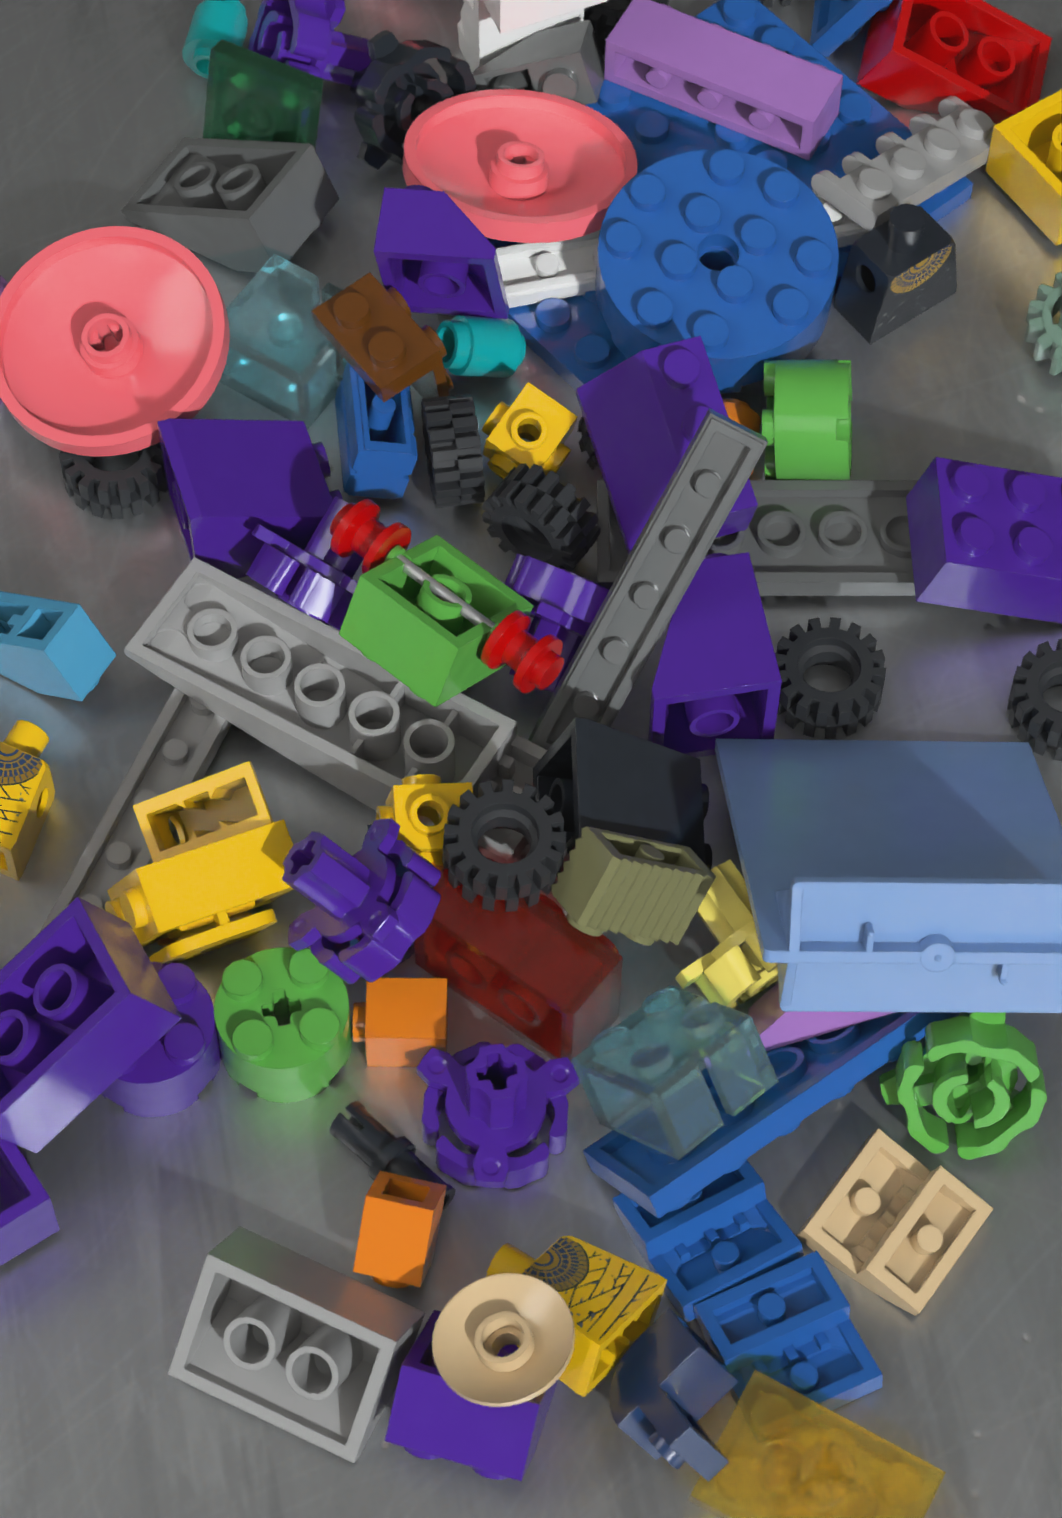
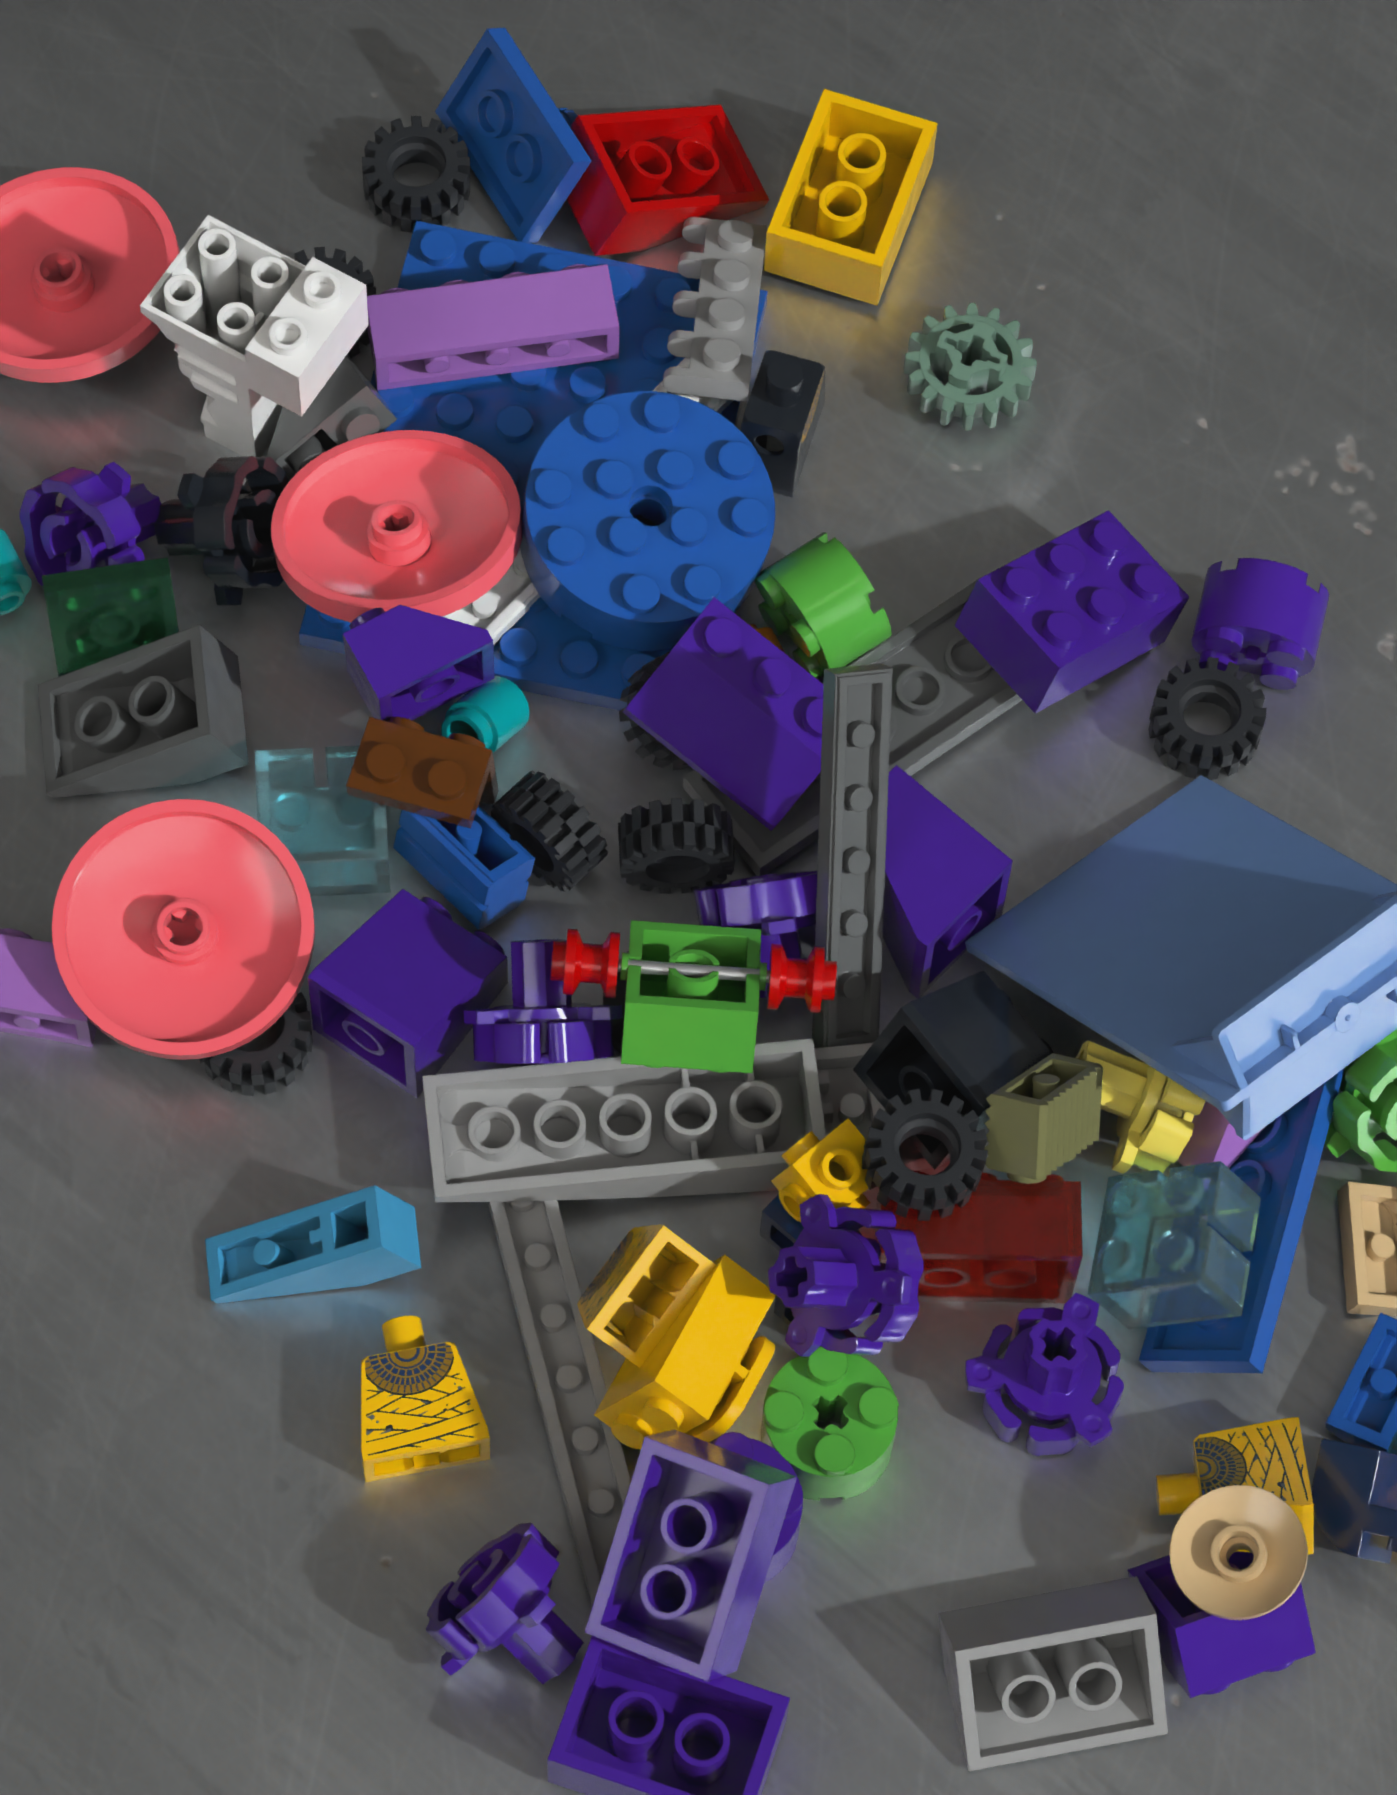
camera: 40 degrees left, 5 degrees up
(381, 1149) = (1000, 1475): black pin -> none
(399, 1230) = (1063, 1524): orange brick -> none
(402, 1020) = (927, 1356): orange brick -> none
(532, 418) = (601, 772): yellow brick -> none
(712, 1241) = (1304, 1368): blue slope -> none
(837, 649) = (1027, 799): black tyre -> none

